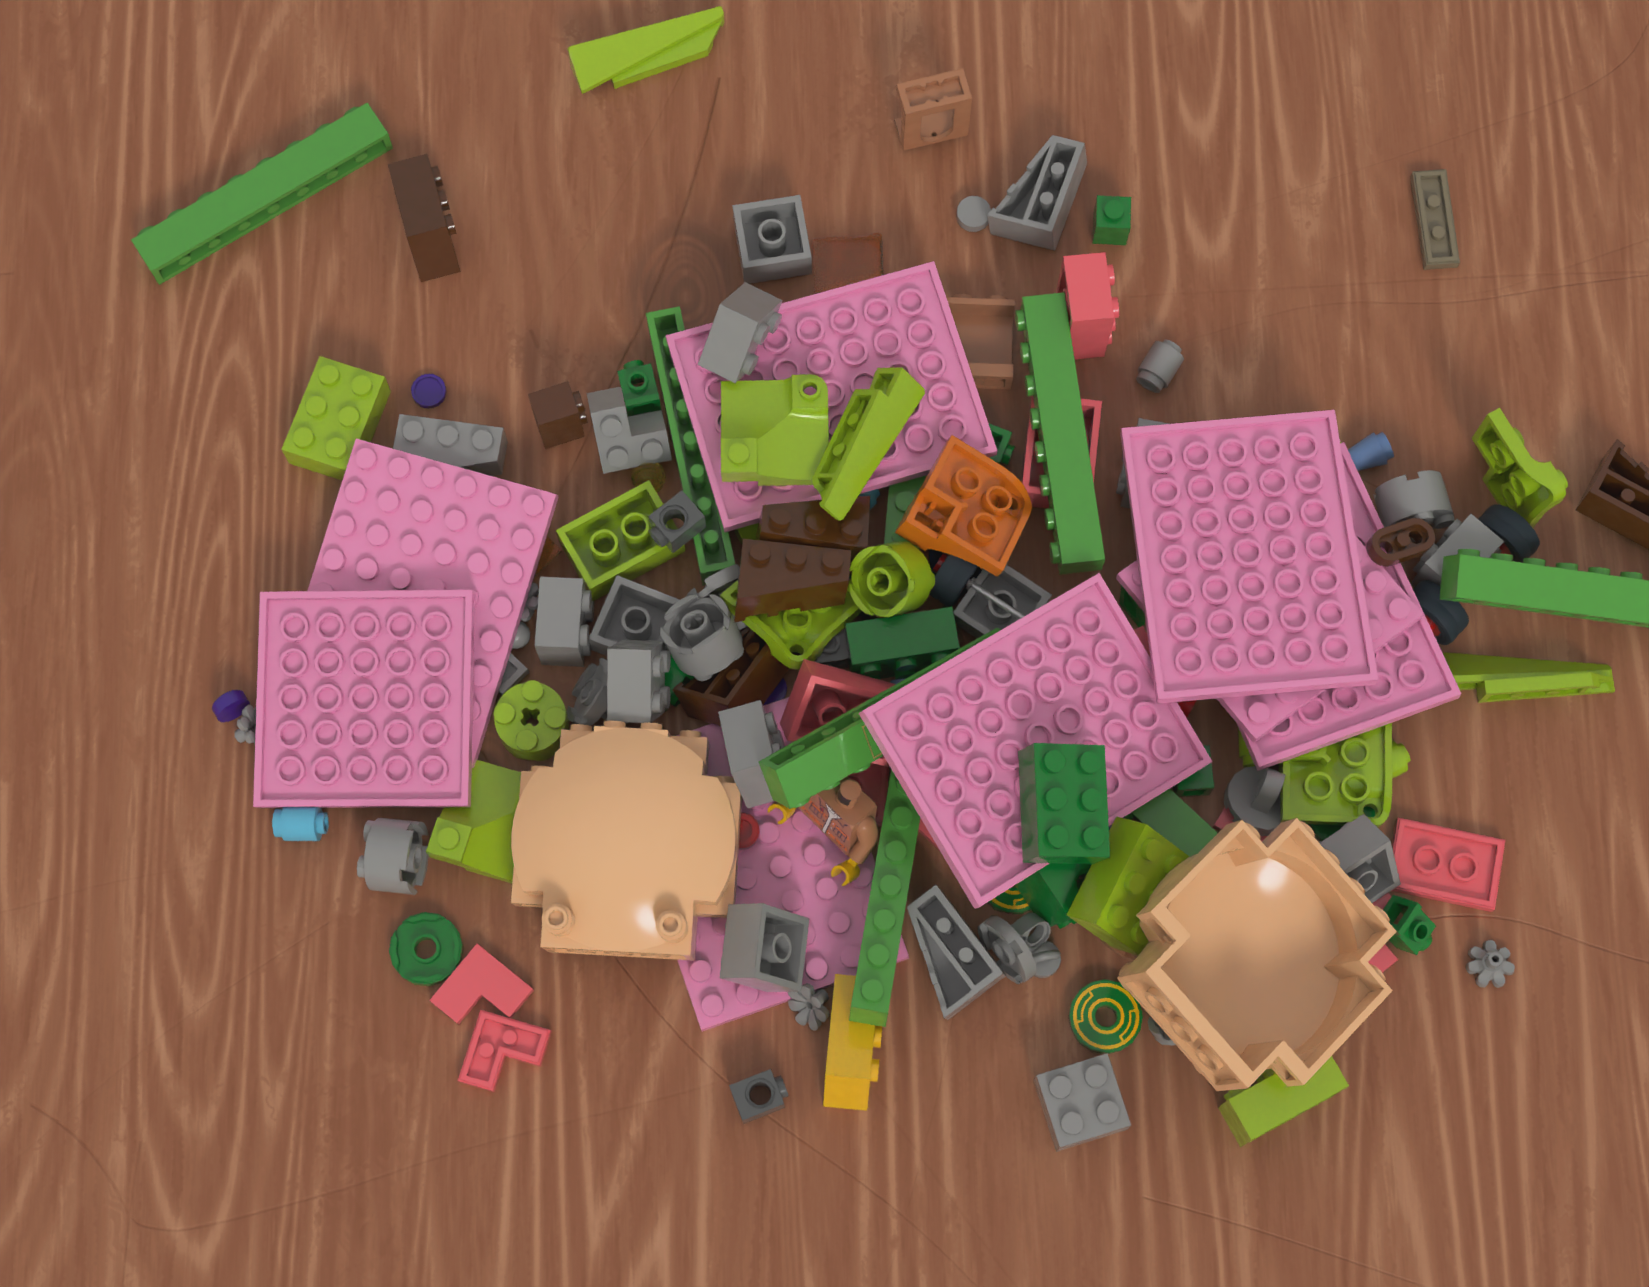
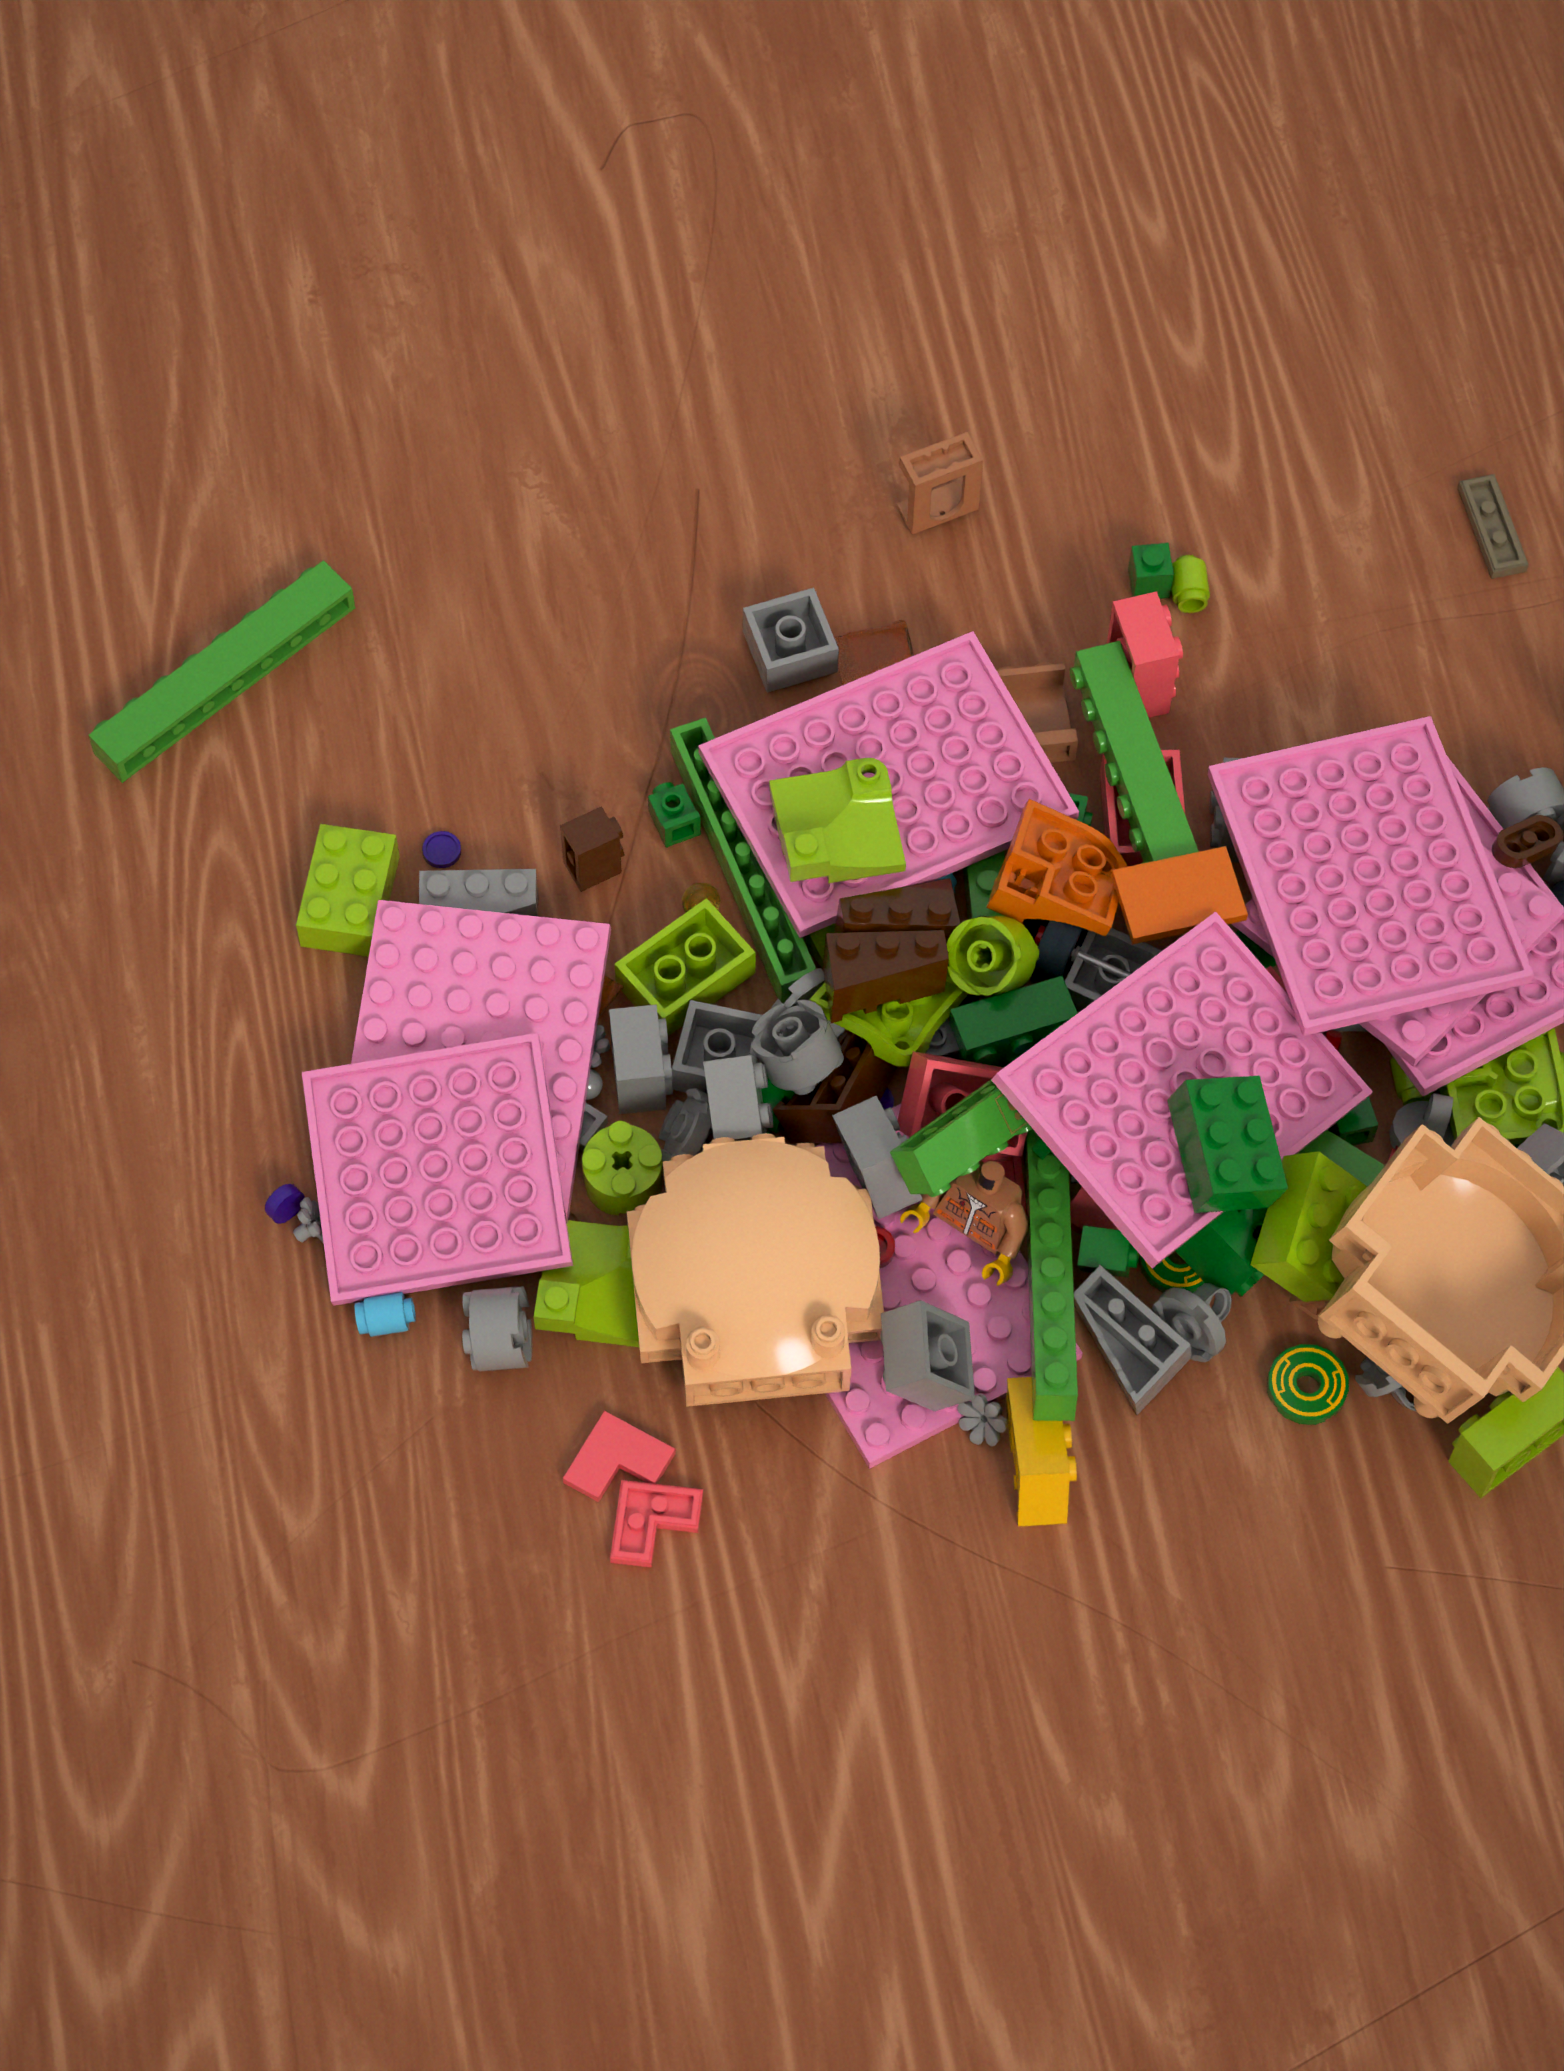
camera: 10 degrees left, 10 degrees down
(424, 217) = (408, 669): reddish brown wedge -> none
(433, 969) = (554, 1449): green tile -> none
(626, 440) = (669, 864): light grey brick -> none
(645, 50) = (613, 469): lime wedge -> none
(677, 507) = (747, 918): dark grey brick -> none
(737, 330) = (780, 719): light grey brick -> none
(741, 1094) = (941, 1538): dark grey brick -> none
(864, 437) = (935, 813): lime wedge -> none
(937, 871) = (1106, 1249): none -> green brick
(973, 213) = (1000, 587): light grey tile -> none
(1043, 196) = (1073, 557): light grey wedge -> none
(1047, 960) = (1236, 1335): light grey tile -> none
(1070, 548) = (1178, 894): none -> orange tile
(1081, 1102) = (1301, 1473): light grey brick -> none
(1145, 236) = (1190, 584): none -> lime brick
(1160, 365) = (1231, 711): light grey brick -> none
(1371, 451) = (1477, 764): medium blue cone -> none

